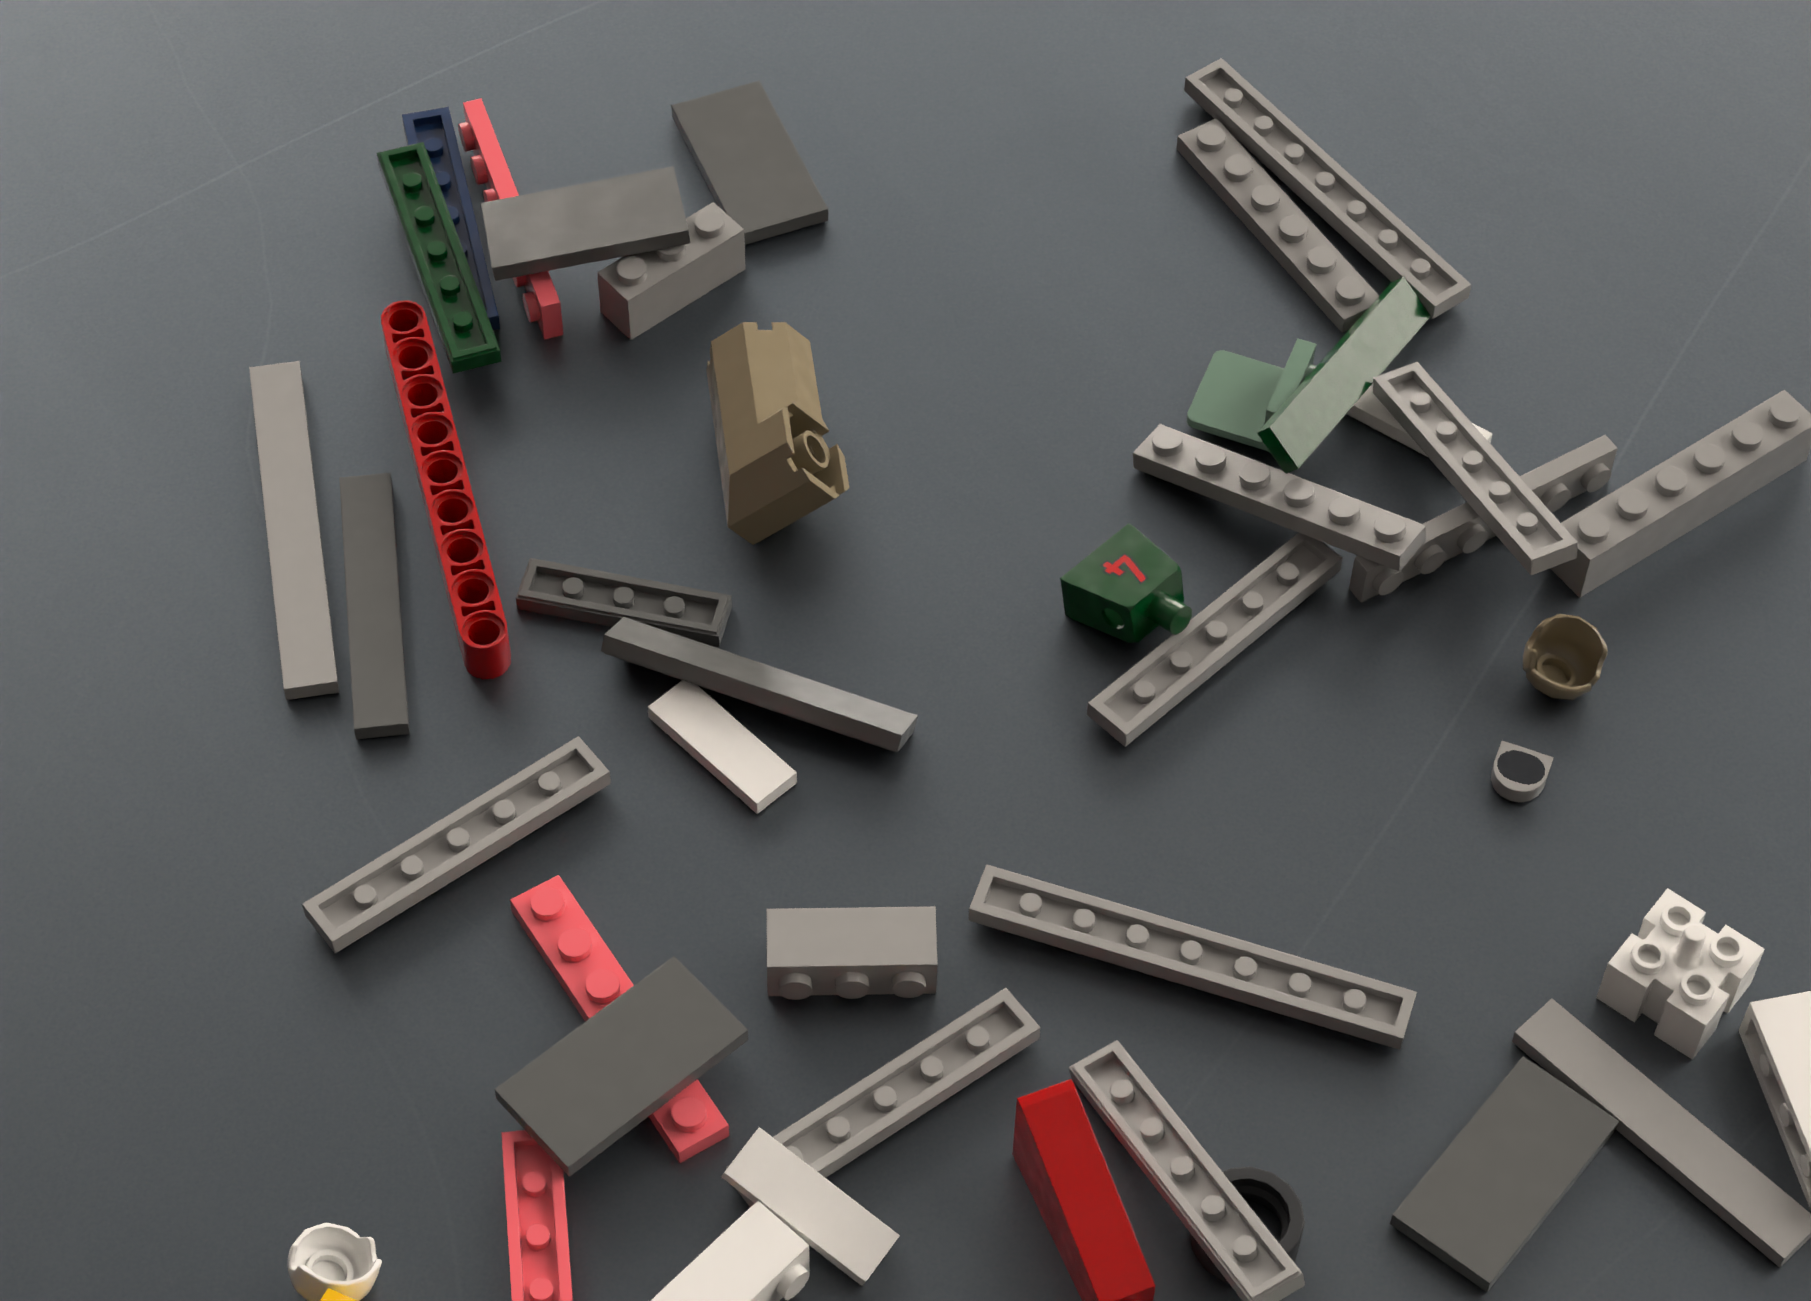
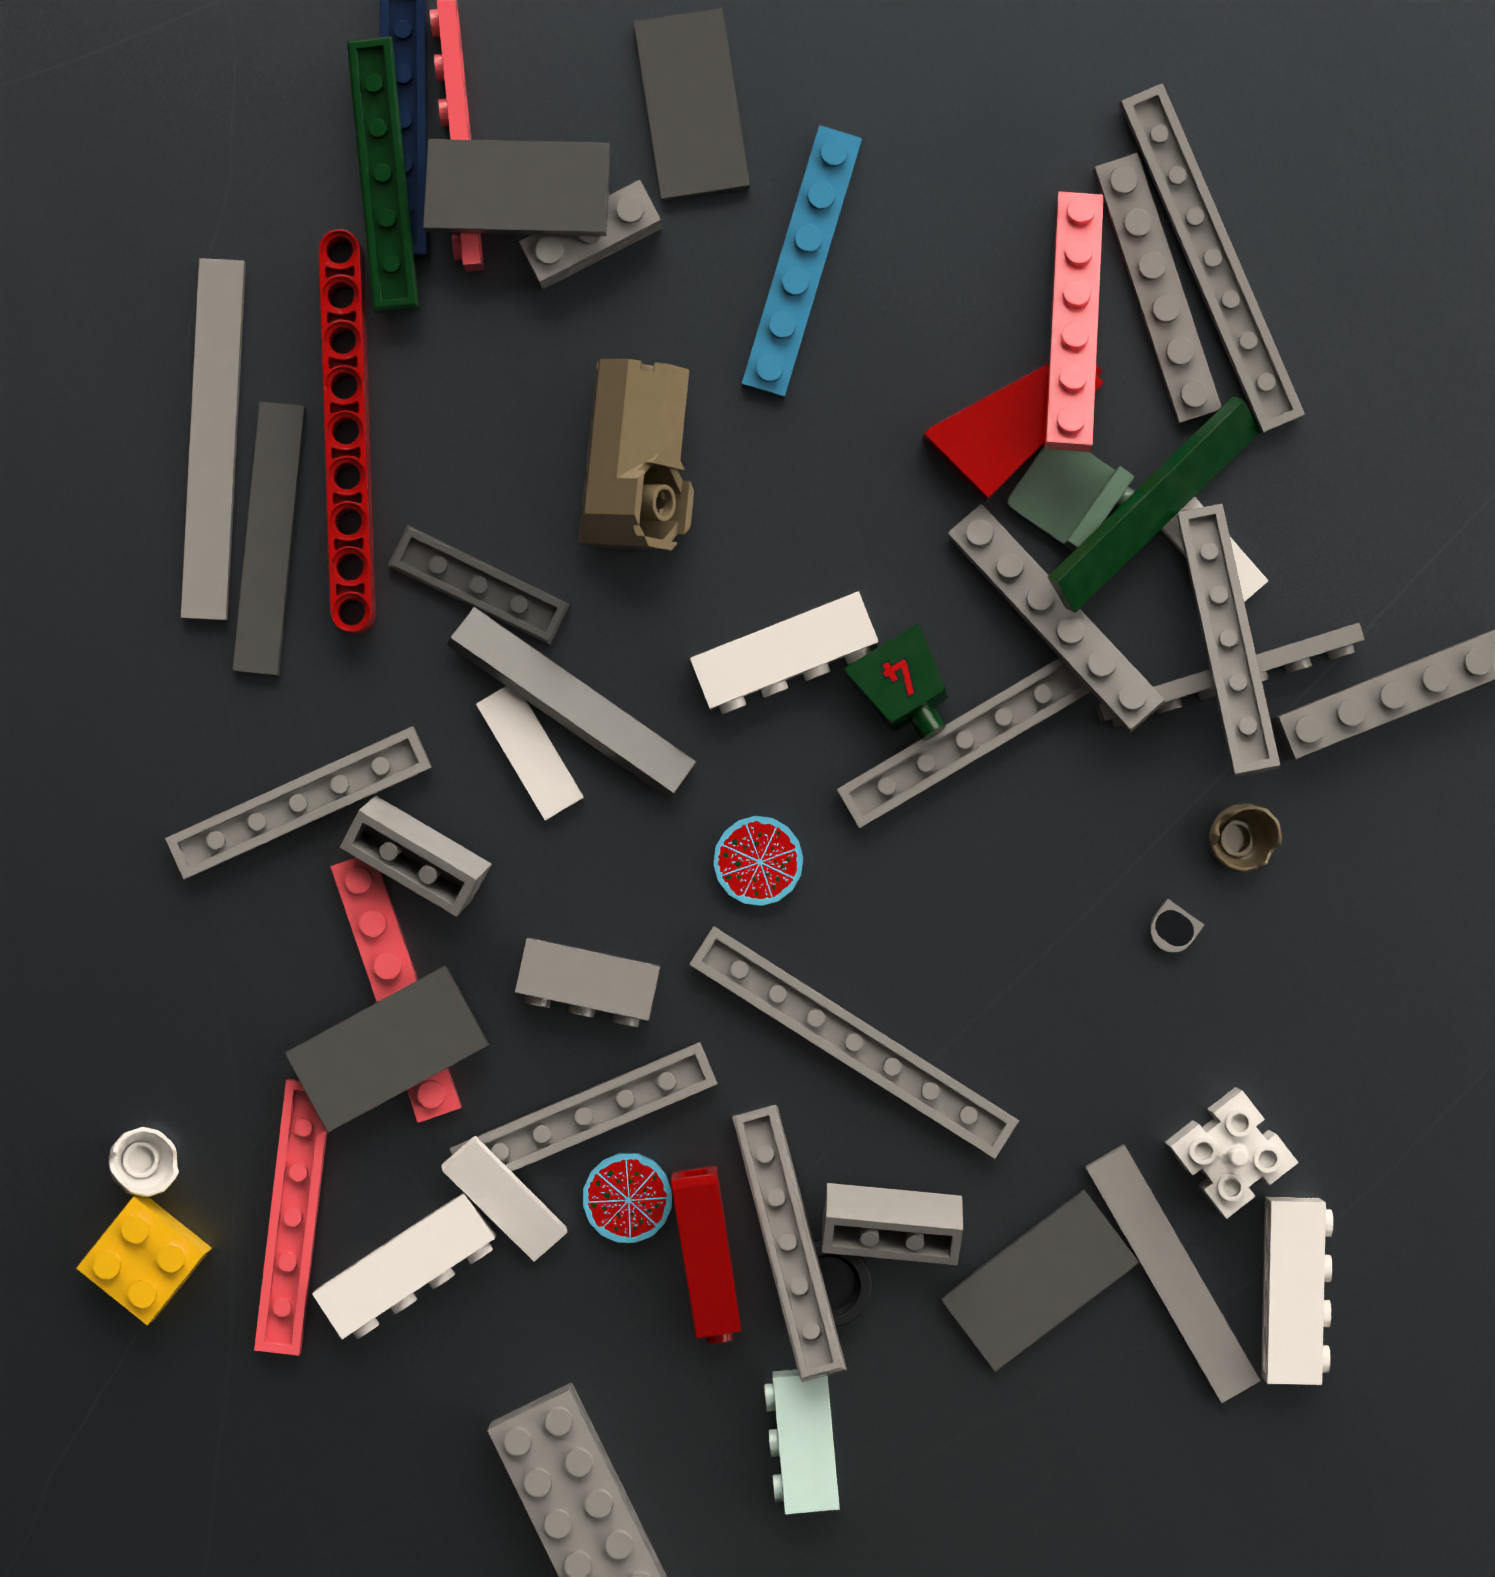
camera: 15 degrees right, 35 degrees up
(612, 855) = (415, 855): none -> light grey brick
(900, 268) = (801, 261): none -> dark azure plate
(964, 1187) = (627, 1197): none -> tile
(983, 590) = (785, 651): none -> white brick
(1018, 800) = (758, 860): none -> tile
(1164, 351) = (996, 433): none -> red slope
(1205, 243) = (1074, 322): none -> coral plate
(1304, 1129) = (892, 1224): none -> light grey brick

